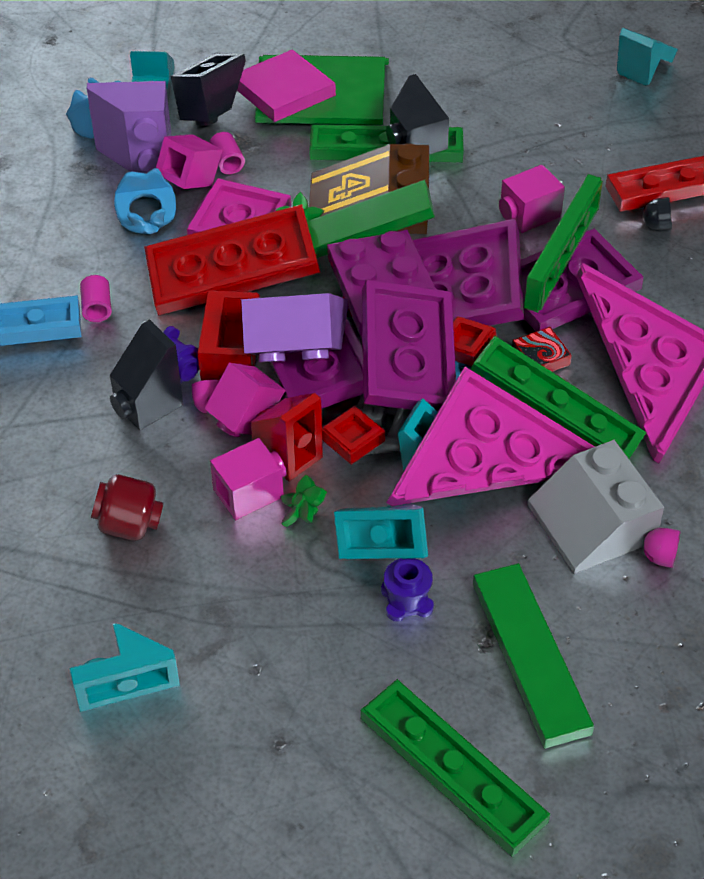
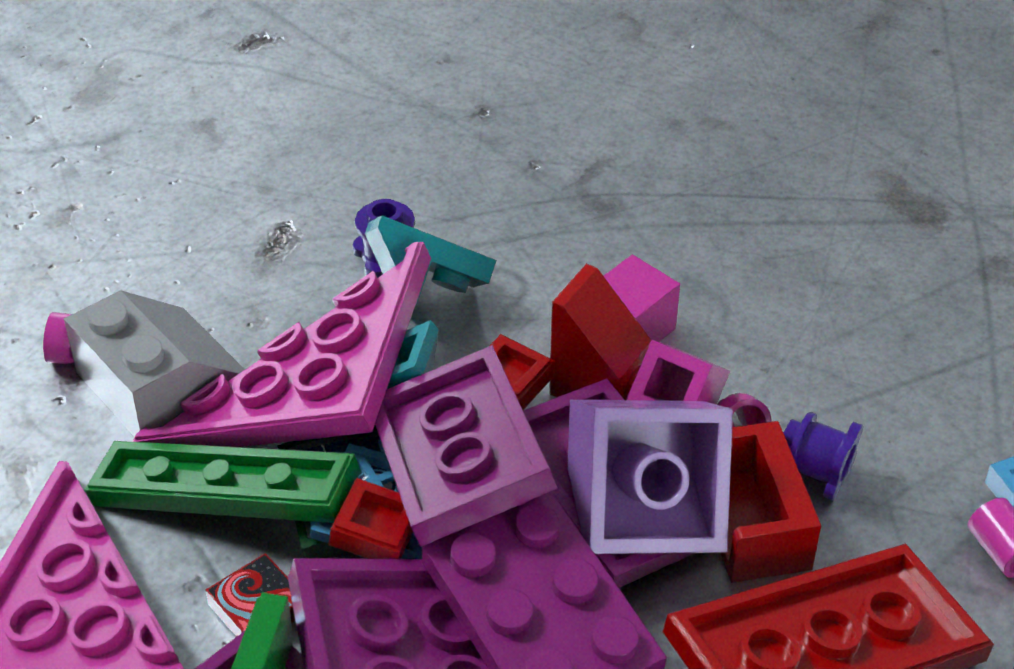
camera: 165 degrees right, 5 degrees down
(126, 507) = (761, 249): dark red head -> none
(137, 671) = (663, 110): teal slope -> none
(146, 378) = (828, 382): black slope -> none
(303, 502) = (539, 300): green plant -> none
(455, 767) = (302, 116): green tile -> none
(532, 656) = (232, 218): green tile -> none

